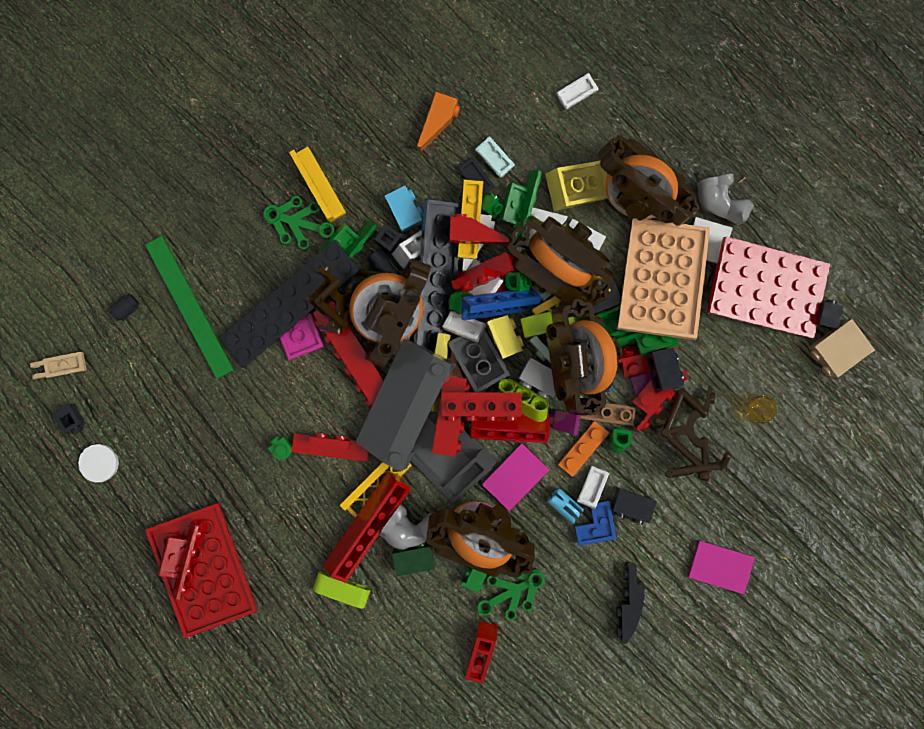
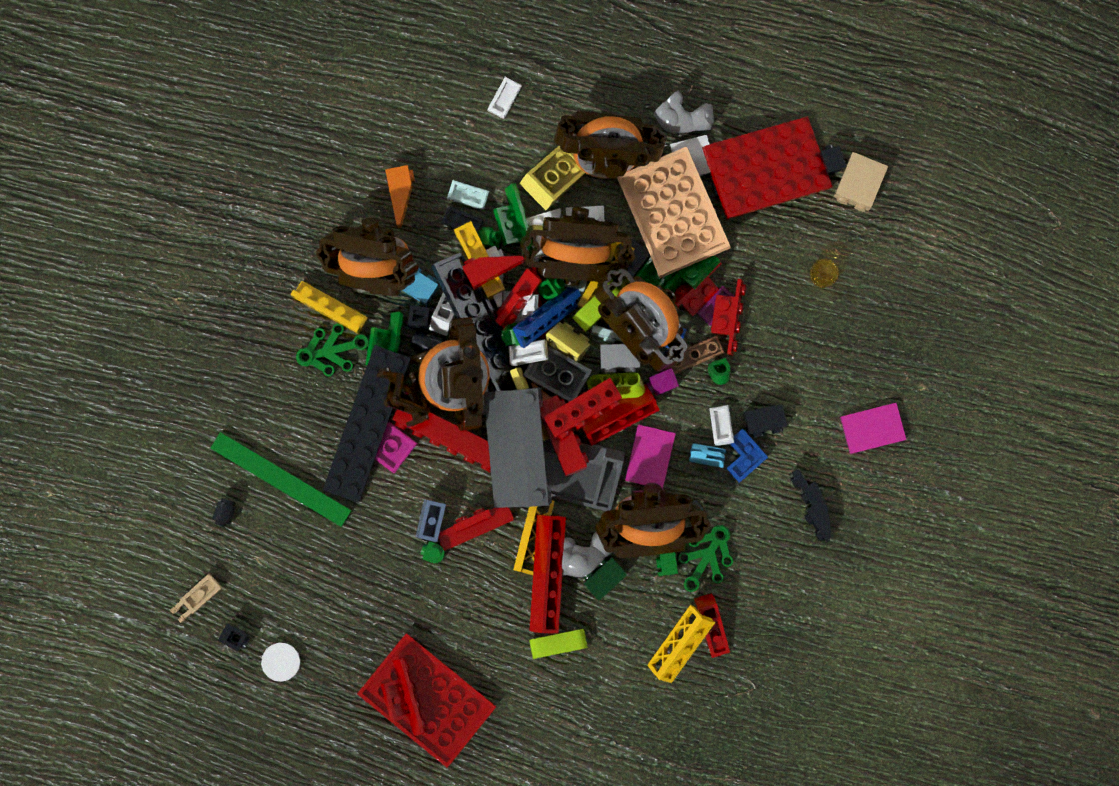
camera: 30 degrees left, 5 degrees down
(294, 420) = (430, 520): none -> sand blue brick
(374, 160) = (368, 258): none -> dark brown piece
(447, 660) = (683, 647): none -> yellow fence
(583, 448) = (693, 397): orange plate -> none
(665, 370) = (720, 288): black brick -> none
(668, 433) = (757, 339): dark brown piece -> none

